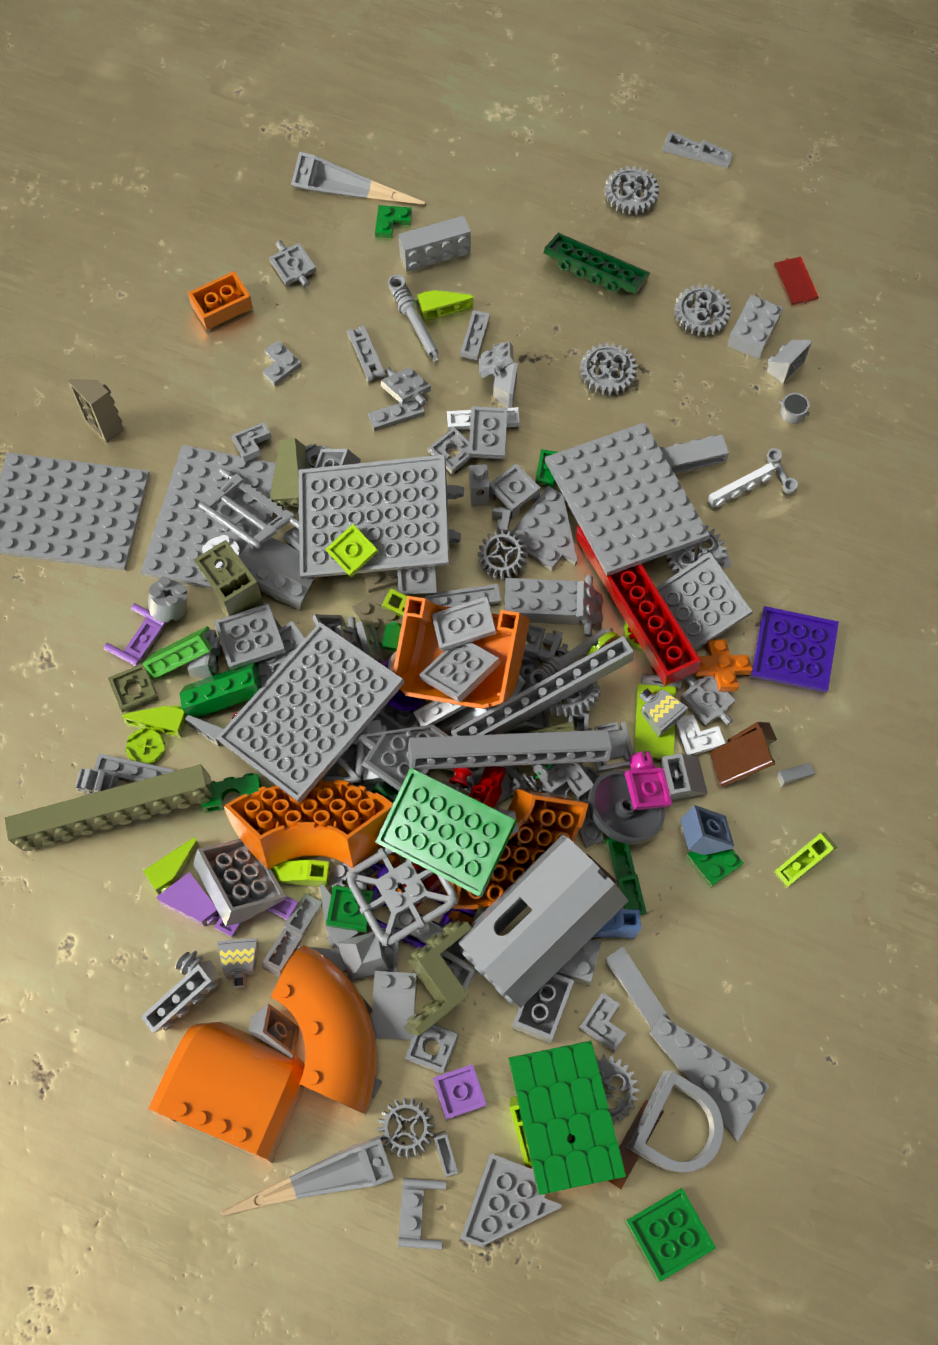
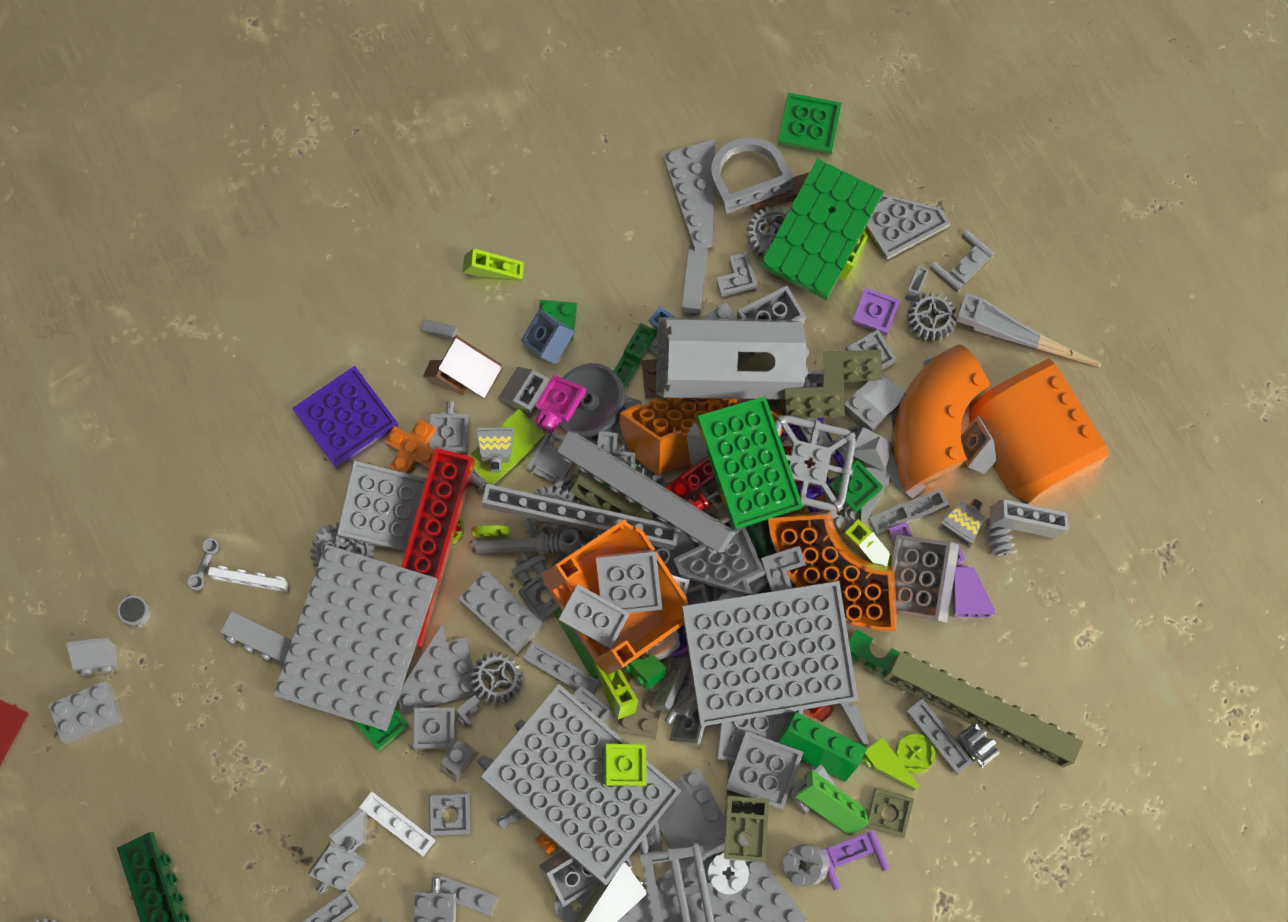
camera: 140 degrees left, 5 degrees up
(170, 867) = (969, 632): lime slope -> none
(355, 777) = (778, 565): none -> light grey plate
(488, 432) = (408, 799): light grey plate -> none
(589, 606) = (469, 575): light grey plate -> none
(608, 368) = (262, 769): light grey gear -> none
(696, 740) = (486, 408): white plate -> none
(706, 302) = (93, 768): light grey gear -> none

